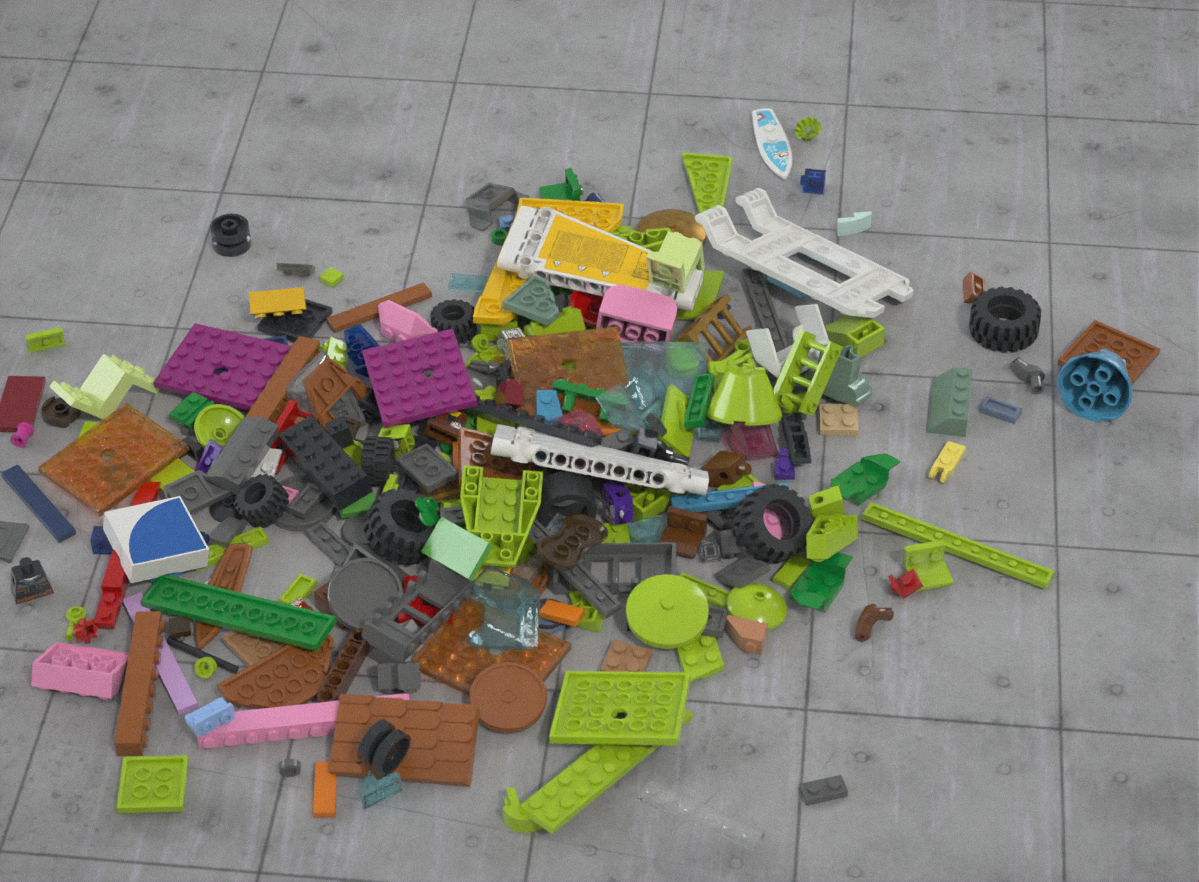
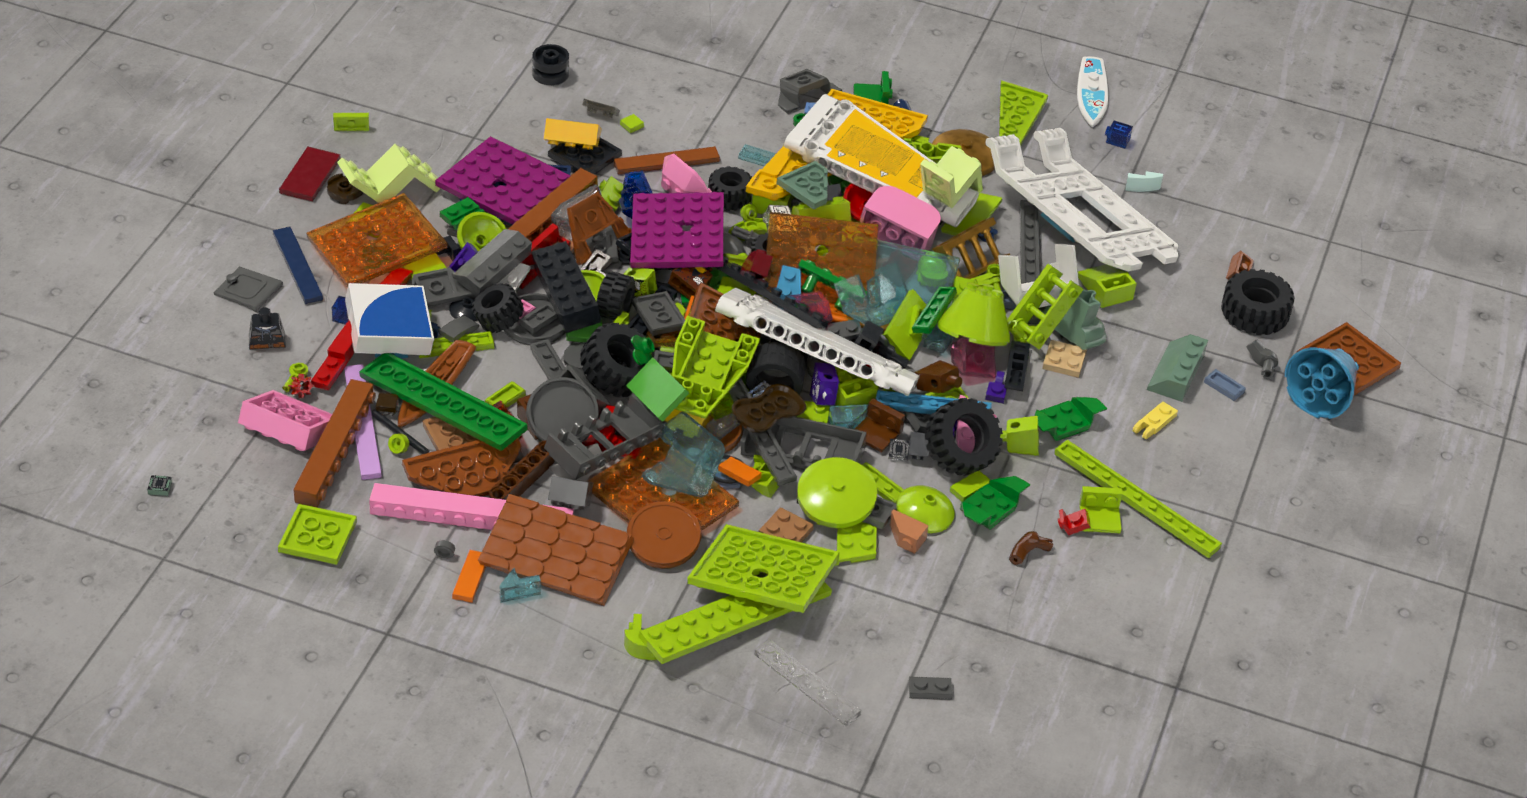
camera: 10 degrees right, 0 degrees up
(23, 432) = (306, 198): dark pink bush -> none
(210, 717) = (386, 486): light blue bracket -> none
(340, 432) = (587, 263): black brick -> none
(383, 747) = (531, 549): black wheel -> none
(656, 424) = (884, 321): pearl dark grey tile -> none
(742, 572) = (922, 474): dark grey tile -> none
(805, 124) = (1125, 80): lime gear -> none
(830, 535) = (1015, 459): lime wedge -> none

